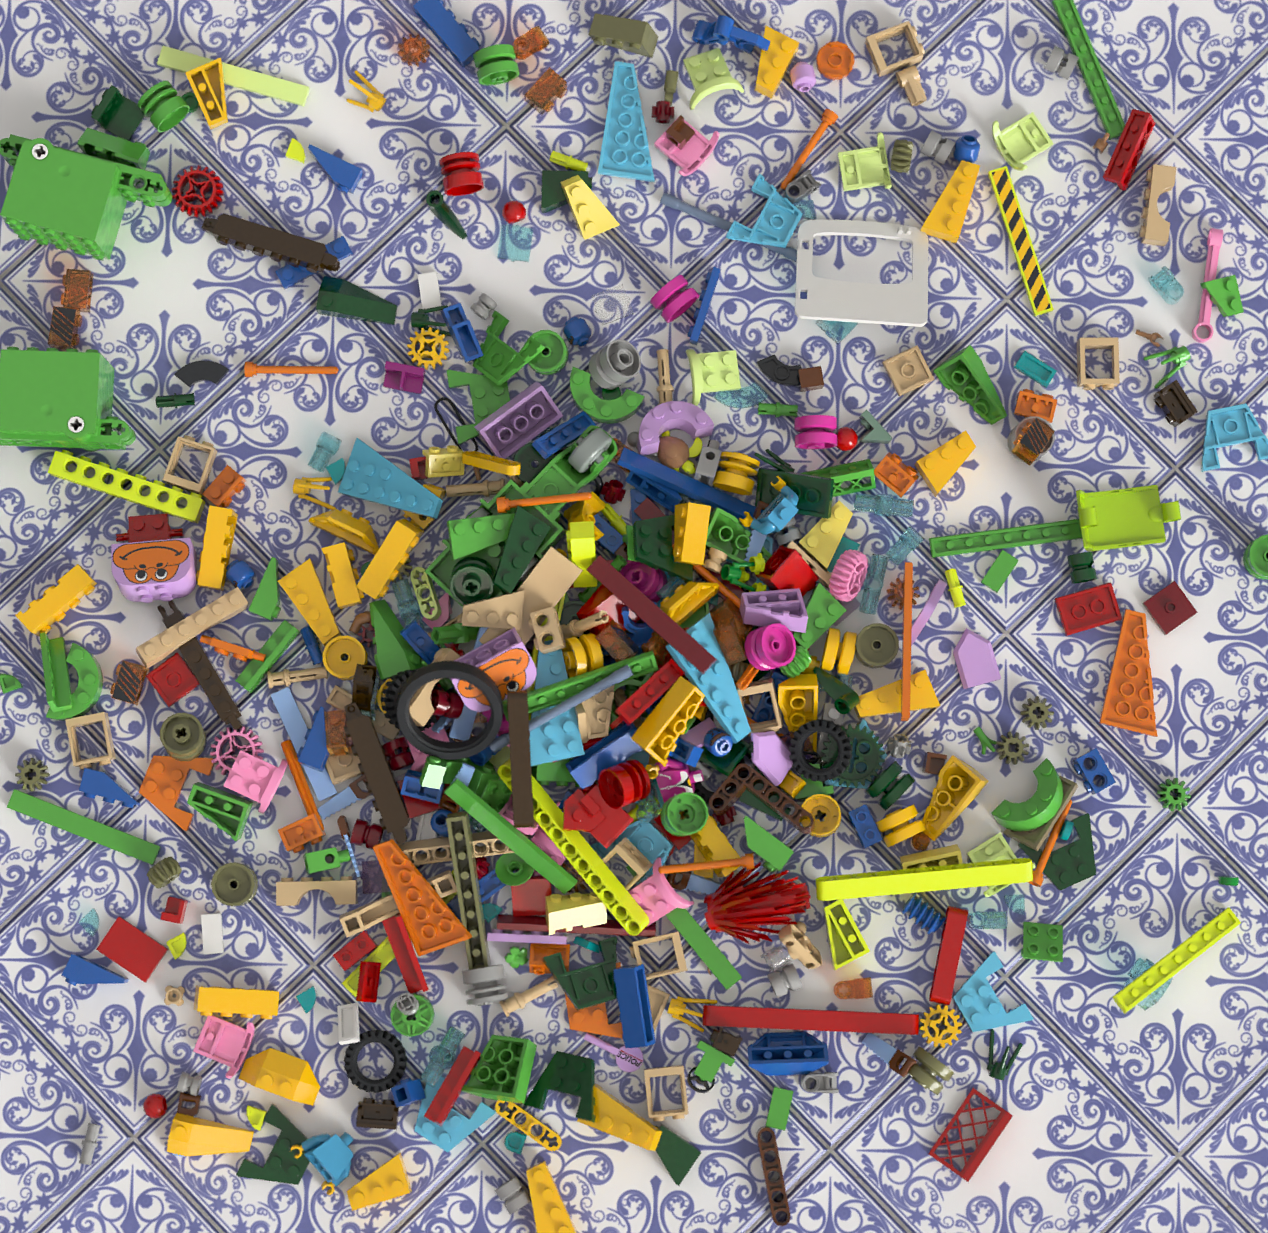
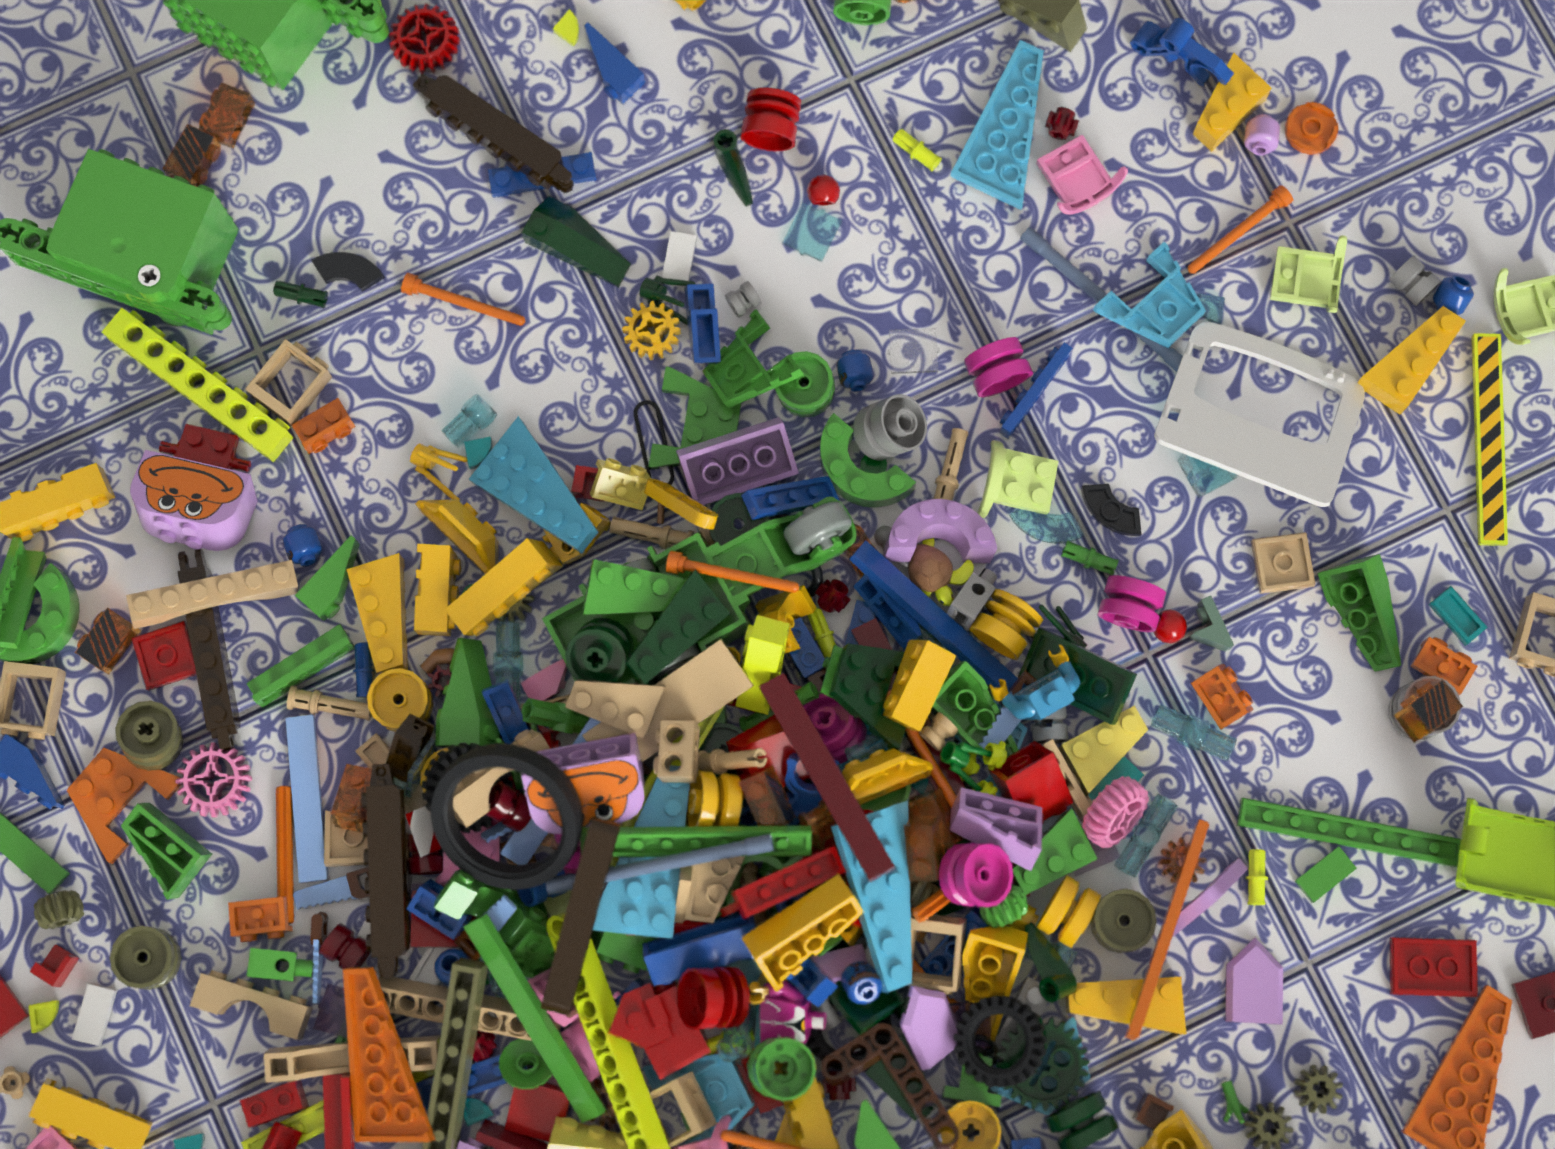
camera: 25 degrees right, 5 degrees down
(216, 548) = (284, 499): yellow wedge -> none
(239, 653) = (261, 646): orange plate -> none
(255, 778) = (223, 823): bright pink piece -> none
(315, 751) = (313, 813): blue slope -> none
(394, 738) = (422, 831): none -> white sticker
(404, 377) = (607, 358): magenta panel -> none
(431, 599) = (542, 661): yellowish green beam -> none
(546, 91) = (917, 51): clear orange brick -> none
(552, 191) = (898, 180): dark green slope -> none
(587, 209) = (921, 217): light yellow wedge -> none
(670, 85) = (1083, 92): olive bar -> none
(679, 133) = (1075, 155): reddish brown panel -> none
(709, 74) = (1138, 93): yellowish green piece -> none
(792, 784) = (946, 1075): yellow tile -> none
(803, 185) = (1218, 274): flat silver piece -> none
(811, 378) = (1147, 531): reddish brown panel -> none
(848, 472) = (1157, 672): bright green fence -> none
(876, 55) = (1369, 141): tan window -> none
(899, 745) = (1111, 1070): light grey gear -> none
(901, 156) = (1363, 276): olive gear -> none
(907, 542) = (1210, 794): clear light blue piece -> none
(910, 81) = (1404, 183): tan piece -> none
(944, 461) = (1294, 700): yellow wedge -> none
(1082, 567) = (1442, 907): dark green wheel -> none

